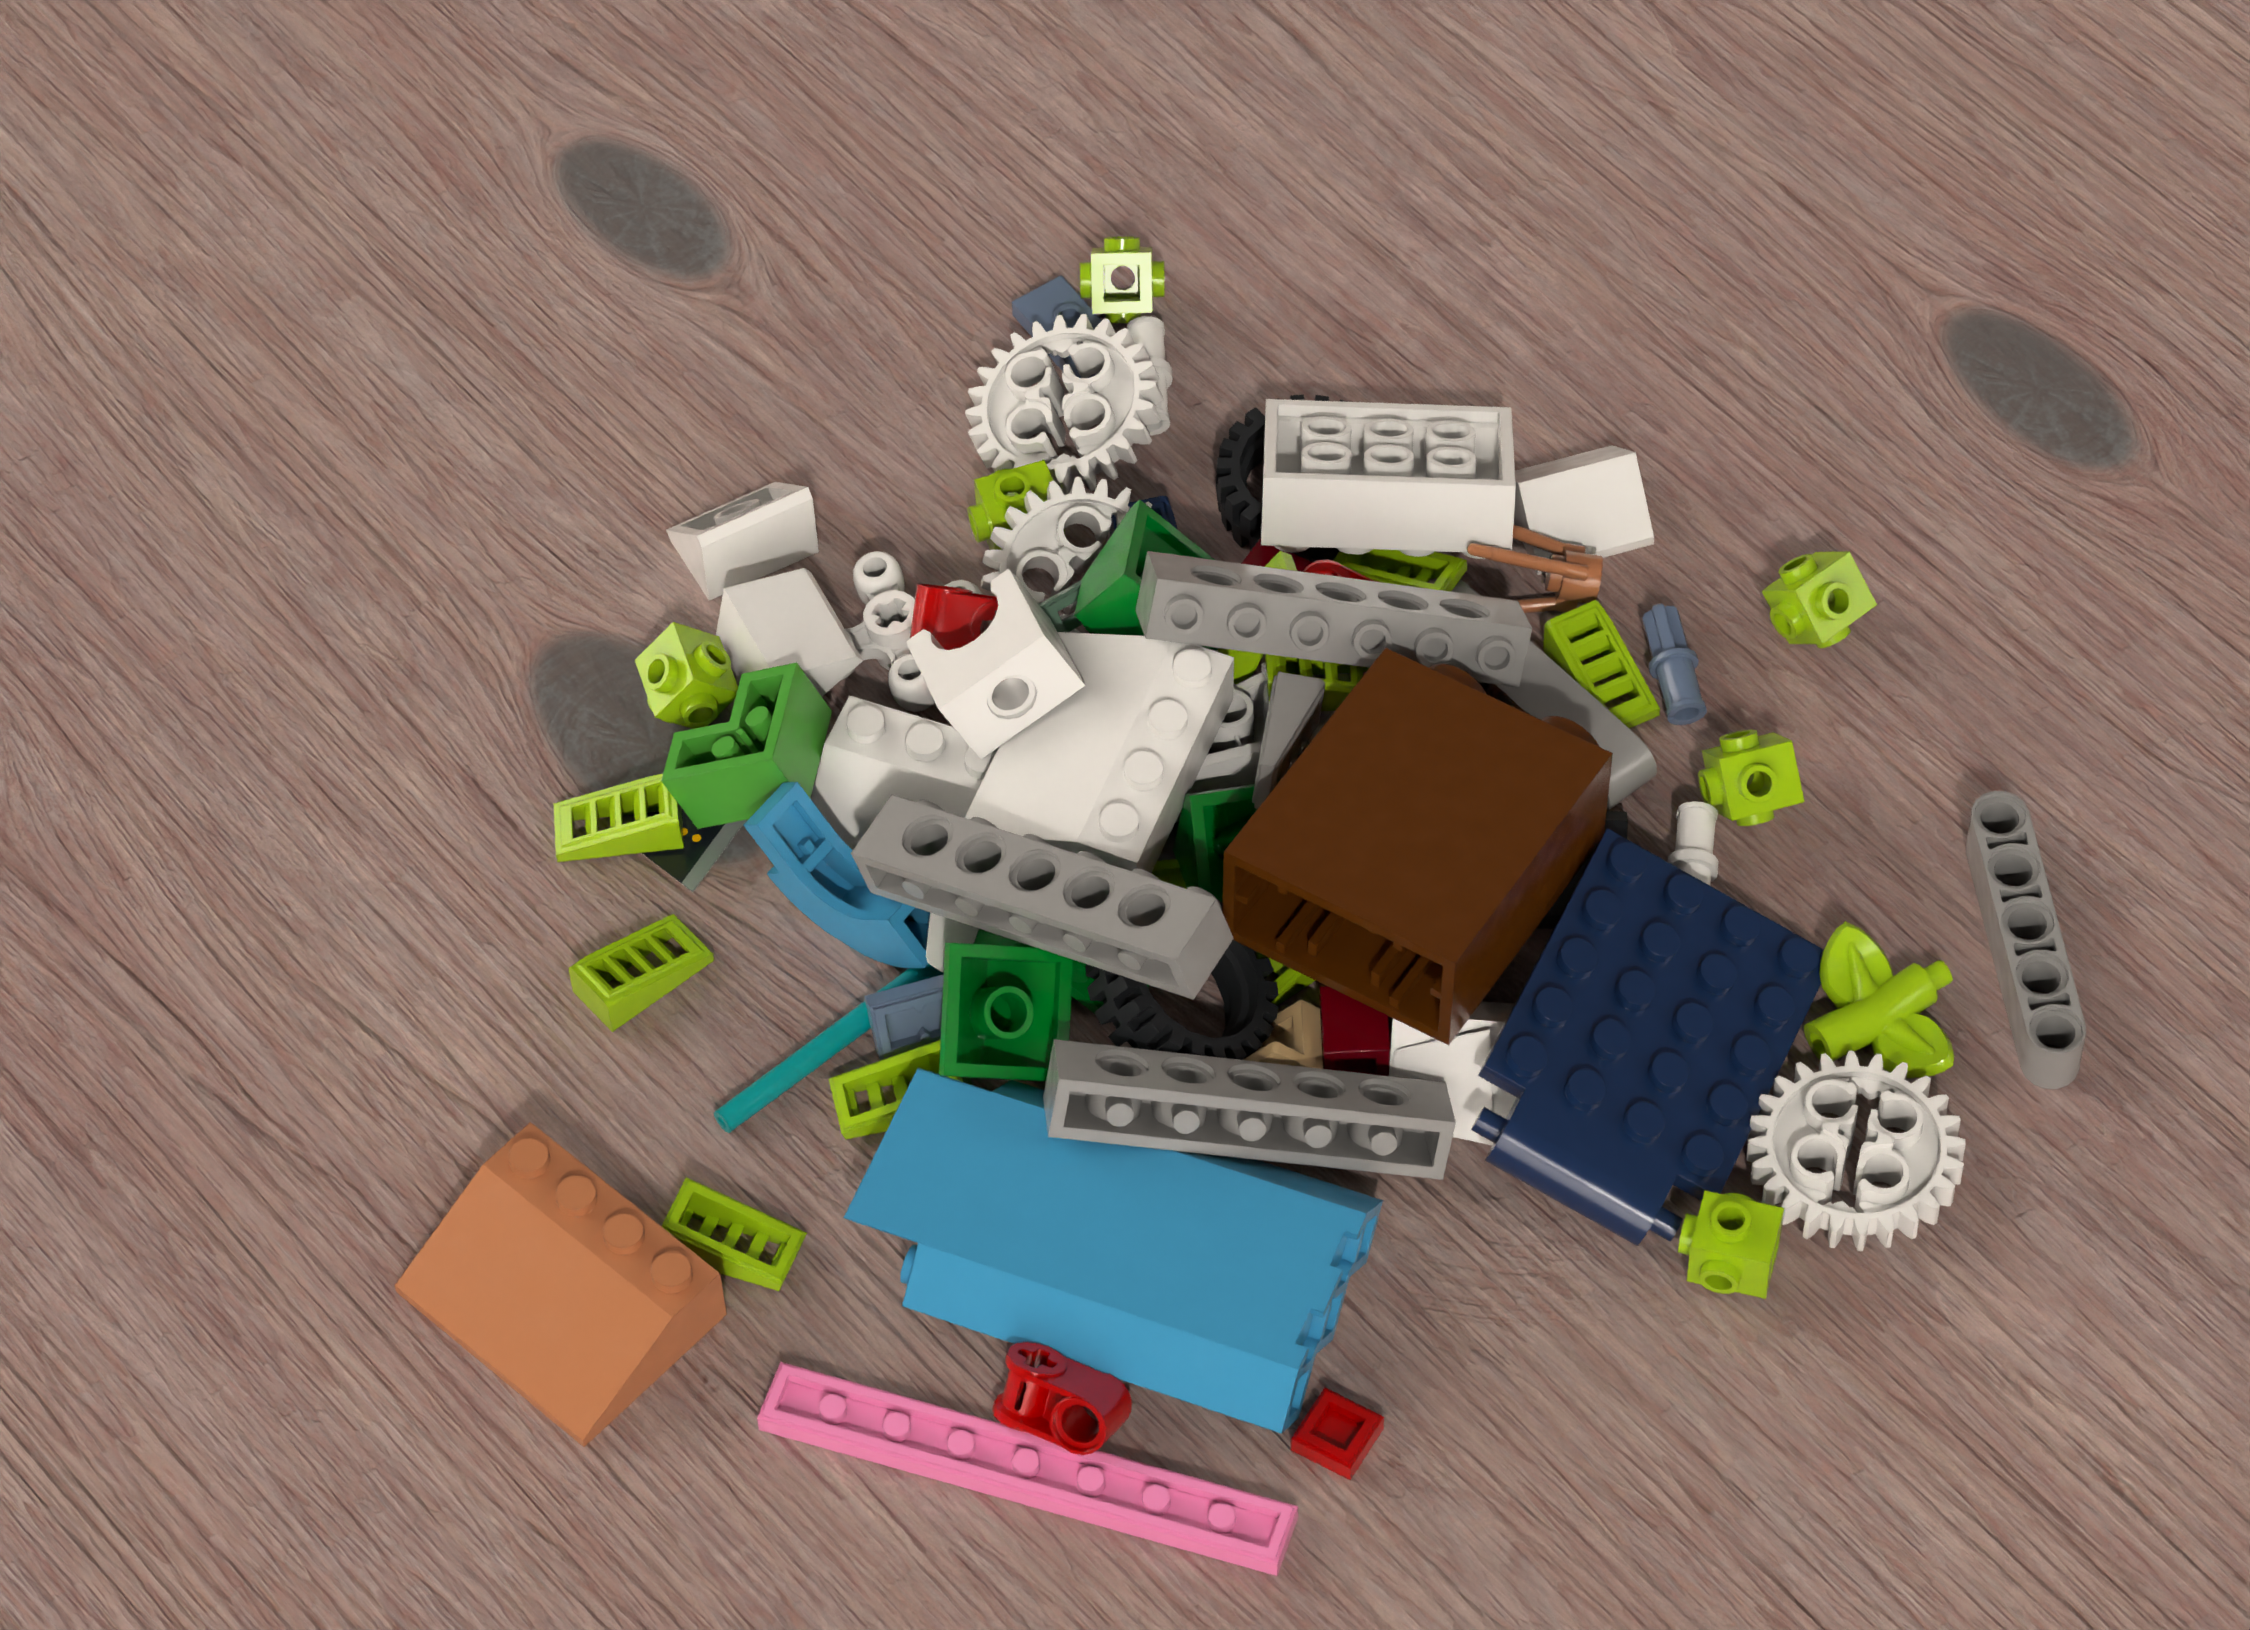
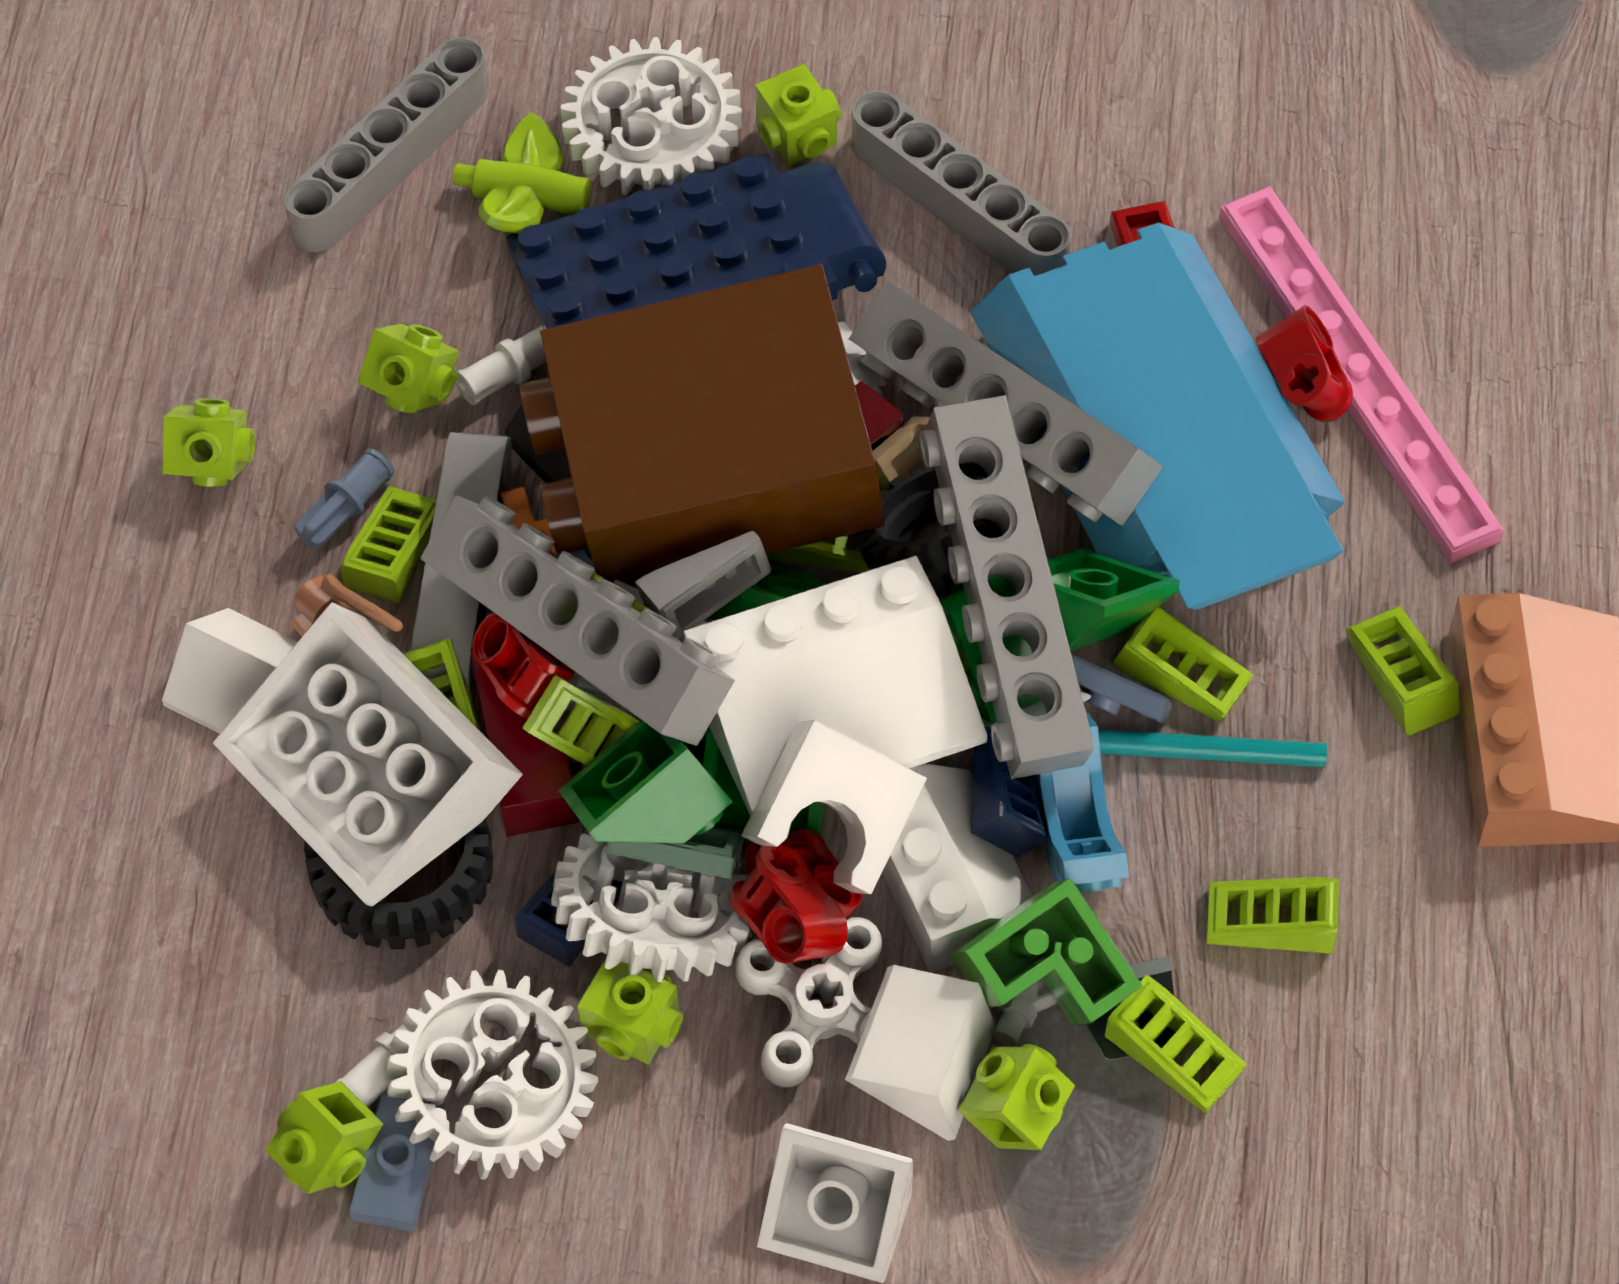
camera: 135 degrees left, 5 degrees up
(1553, 1293) = (957, 185): none -> light grey beam

